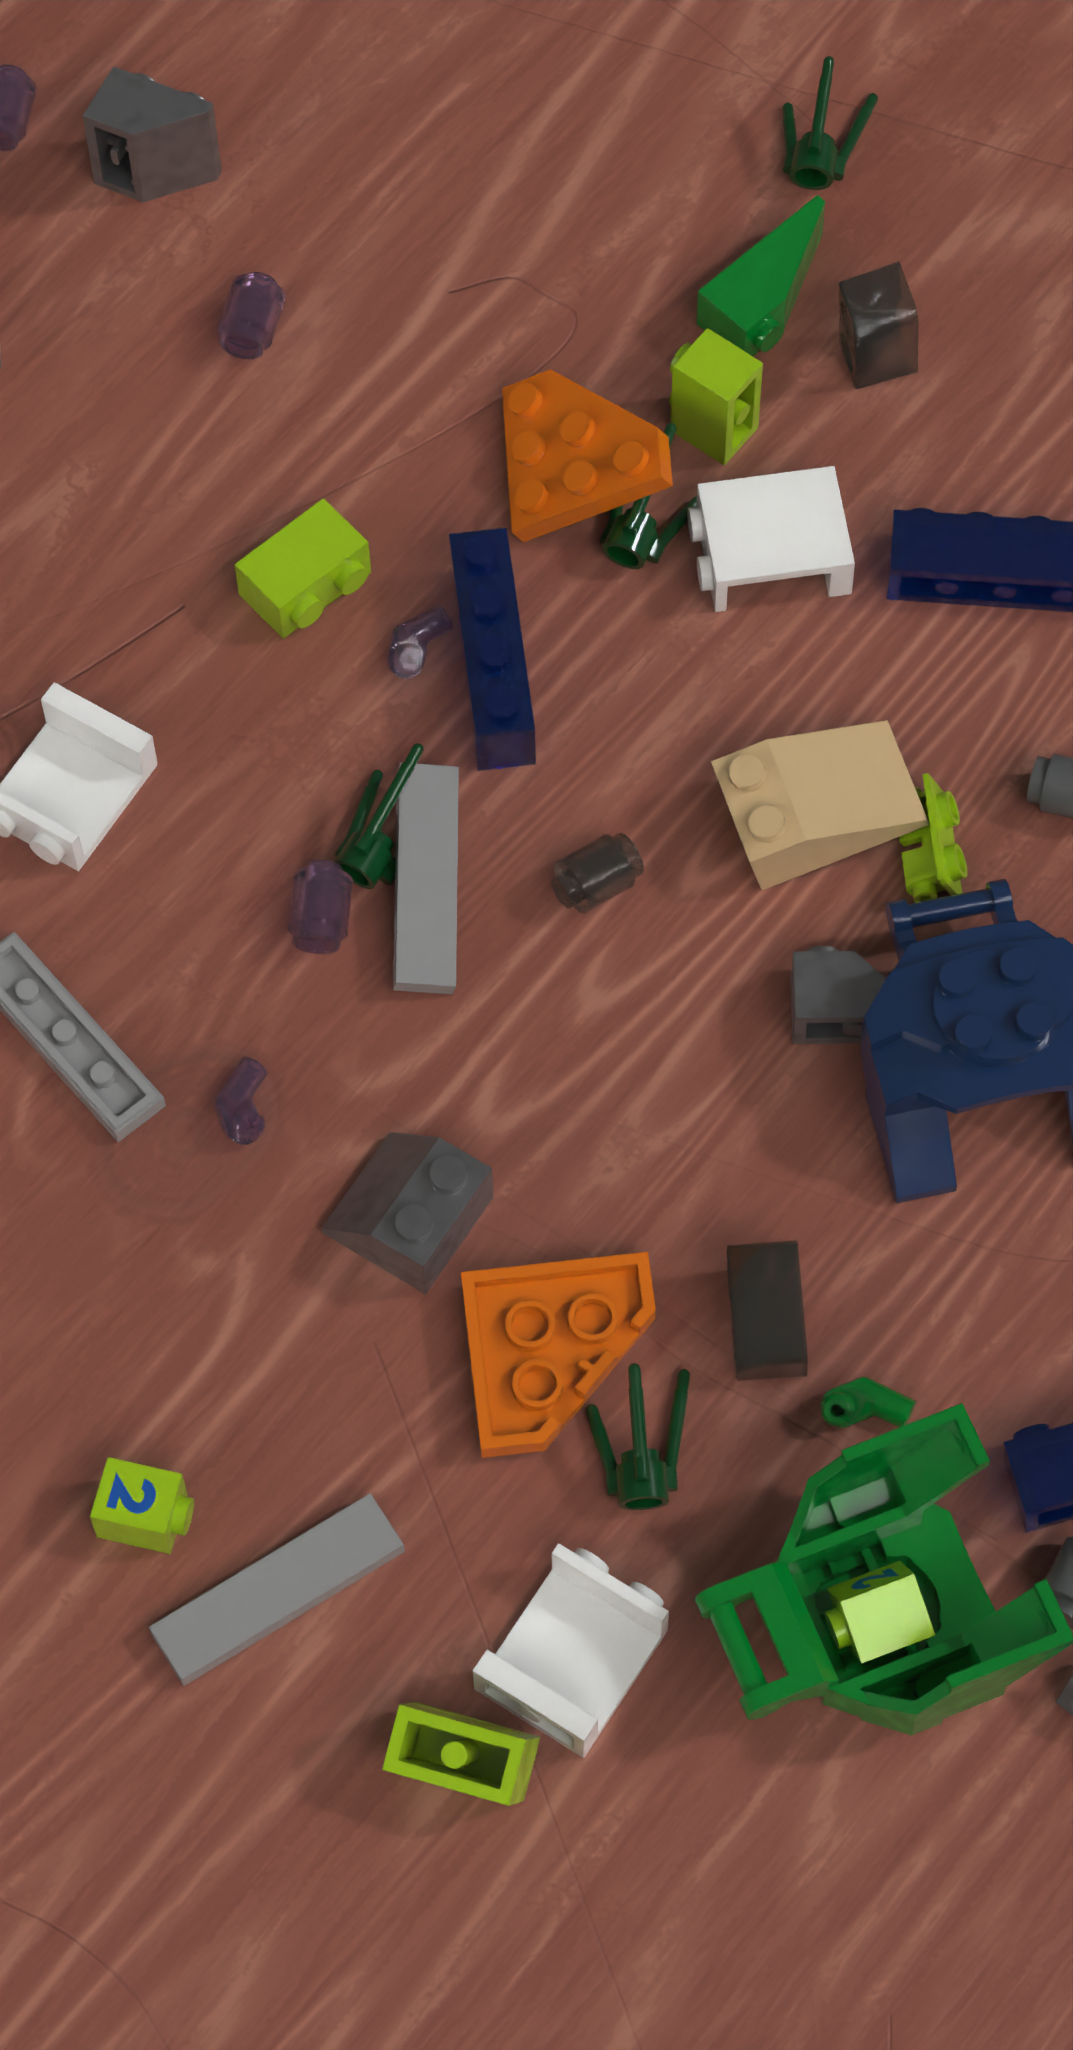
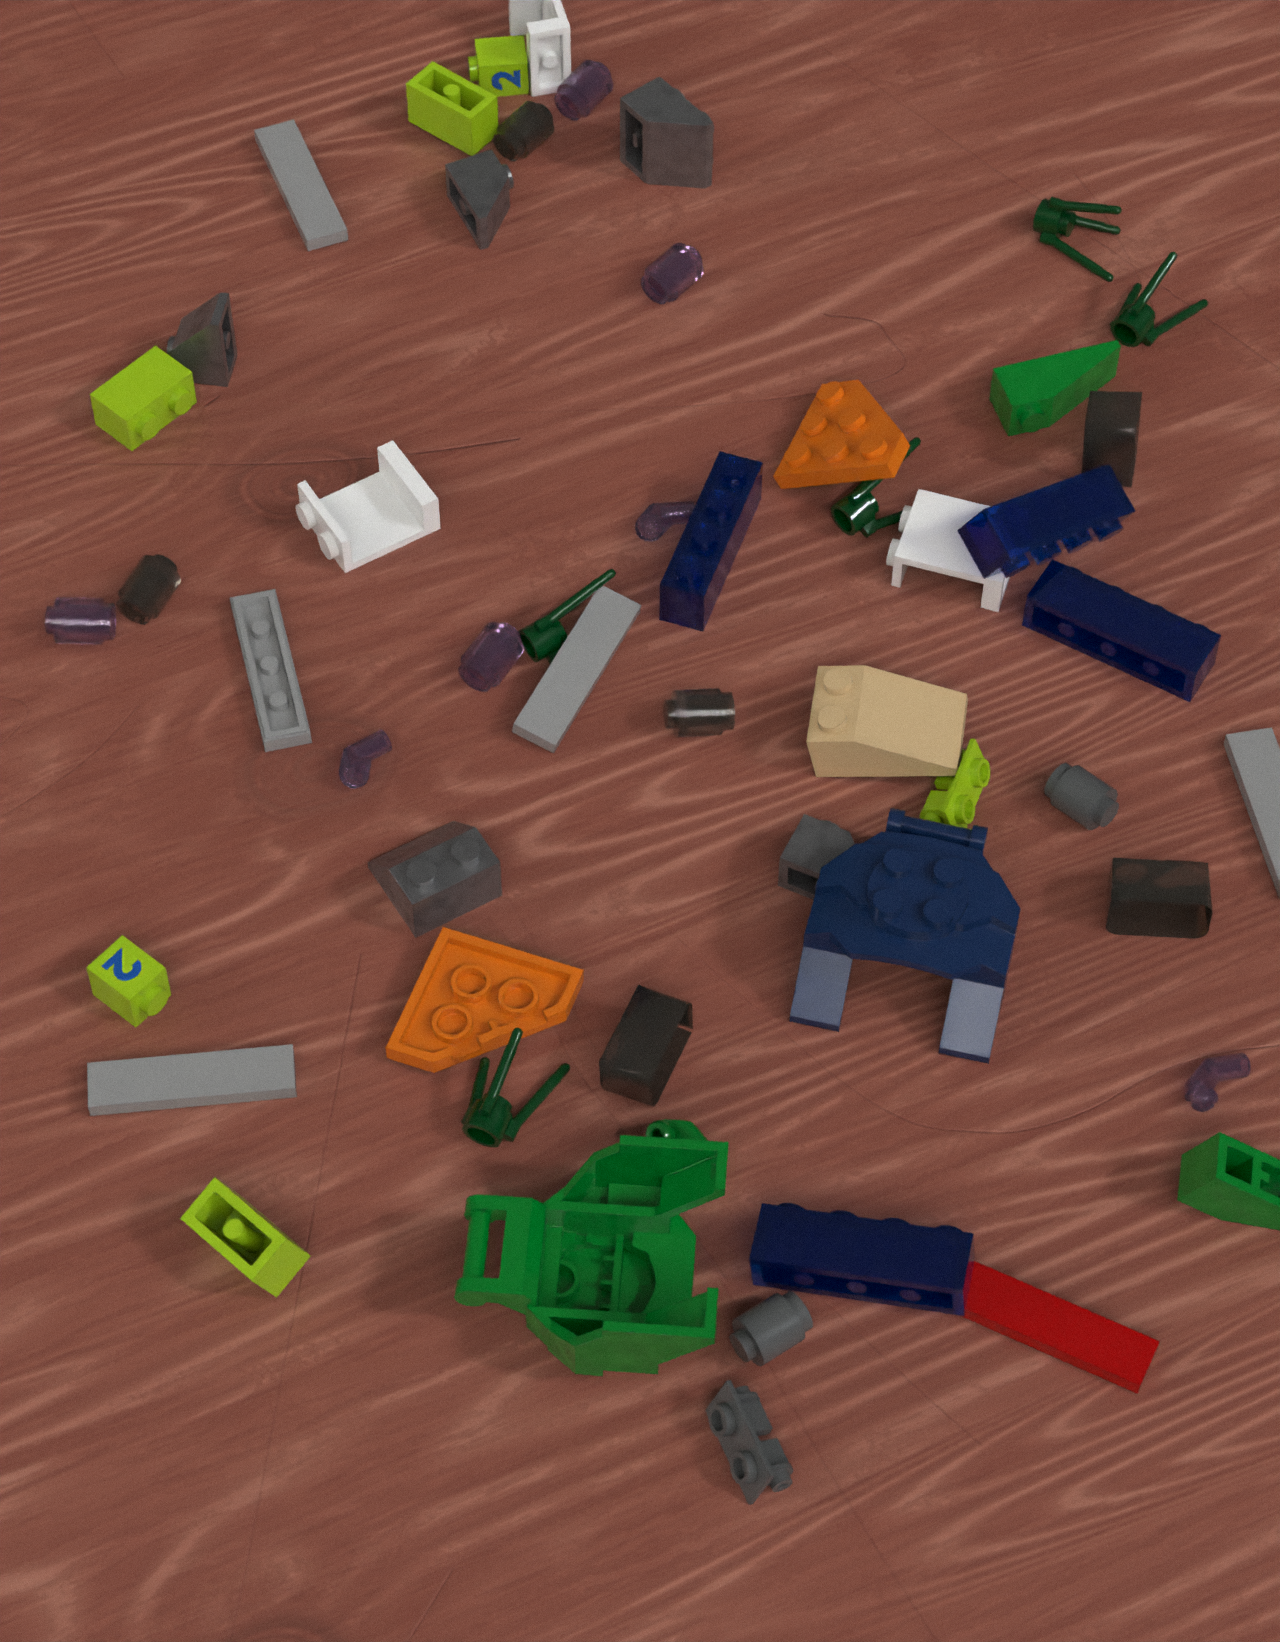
camera: 25 degrees right, 10 degrees down
(304, 569) = (611, 441): lime brick -> none
(574, 1650) = (372, 1213): white panel -> none
(656, 57) = (1057, 219): none -> dark green plant
(715, 395) = (965, 438): lime brick -> none
(868, 468) = (1046, 522): none -> clear blue brick
(878, 1612) = (595, 1273): lime brick -> none

